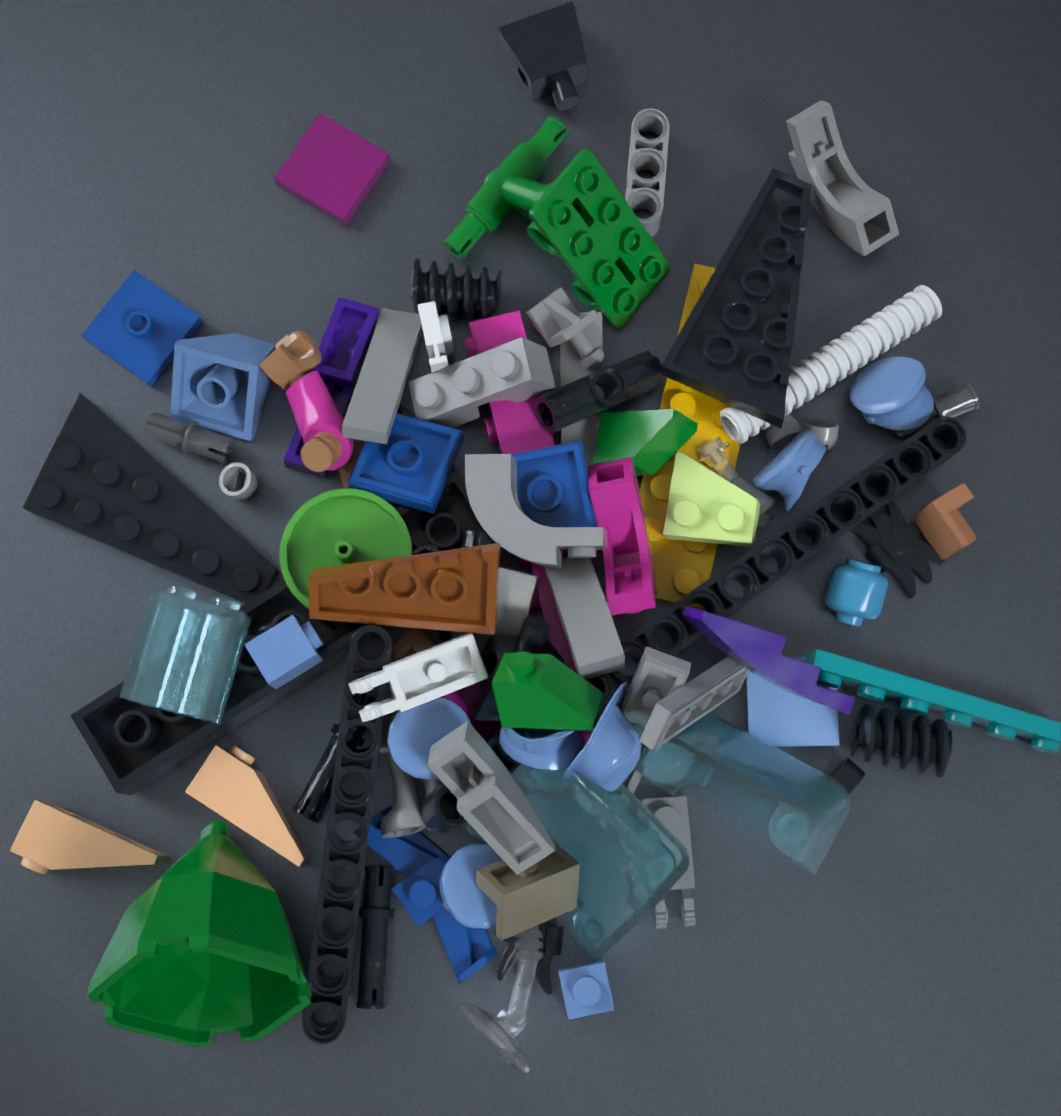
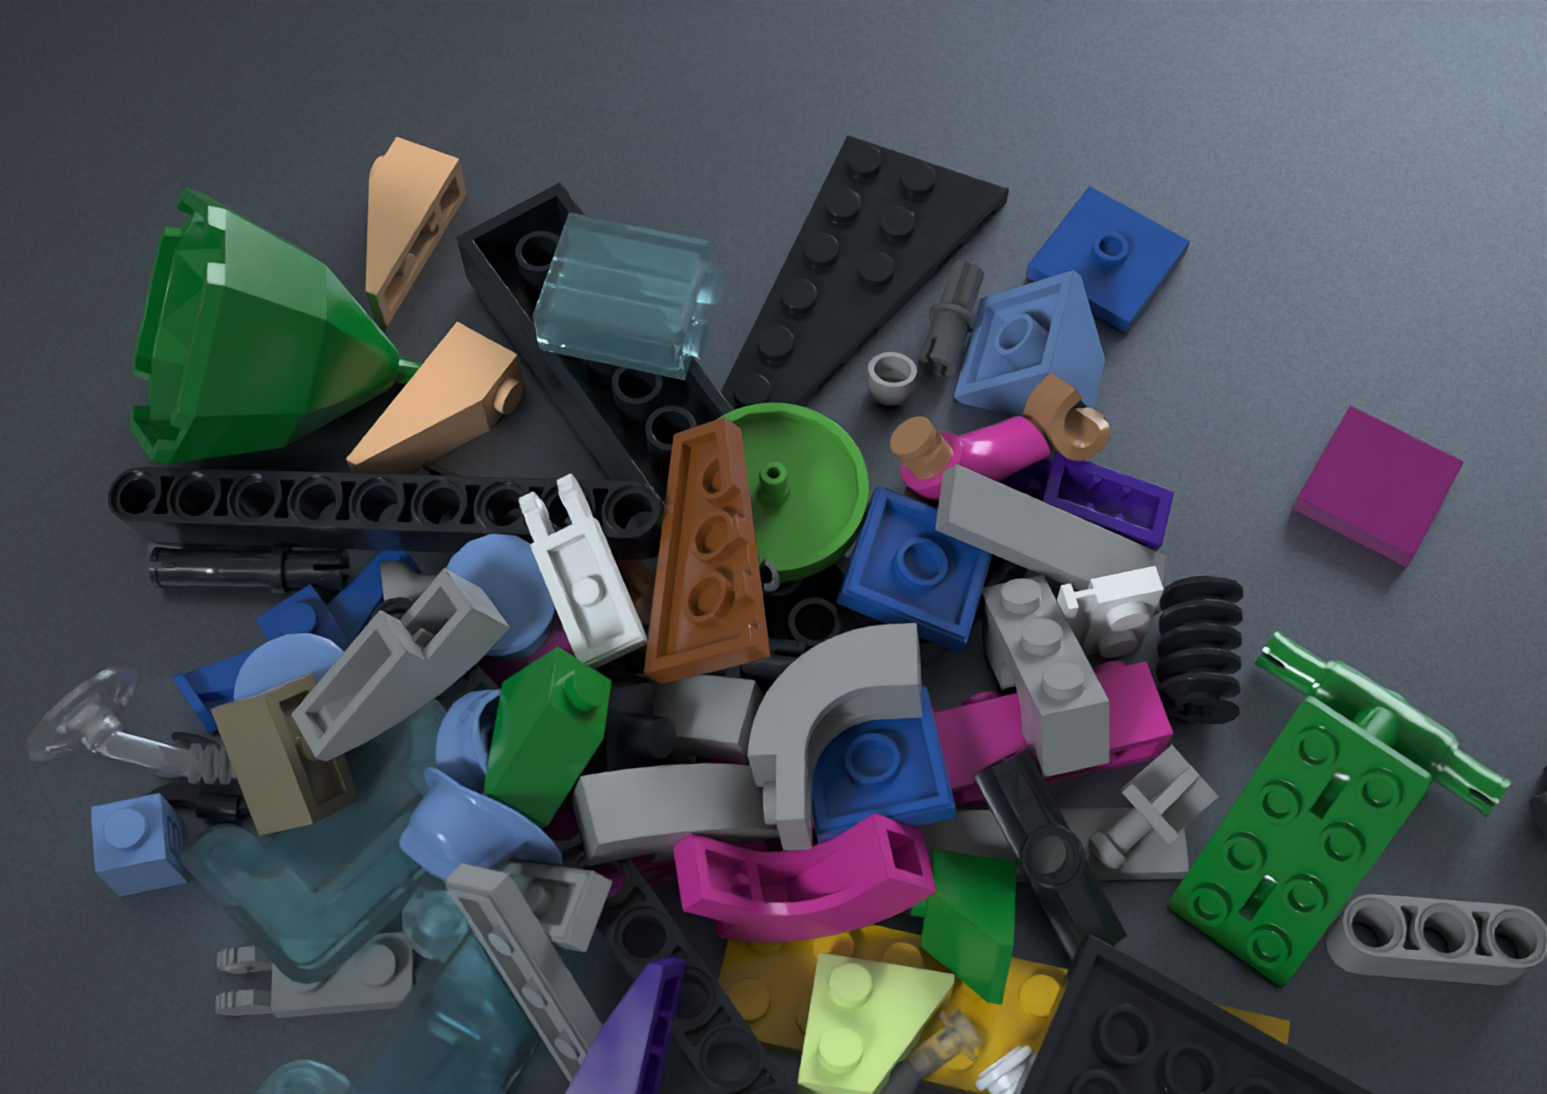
camera: 85 degrees right, 15 degrees down
(285, 651) = (630, 411): medium blue brick -> none

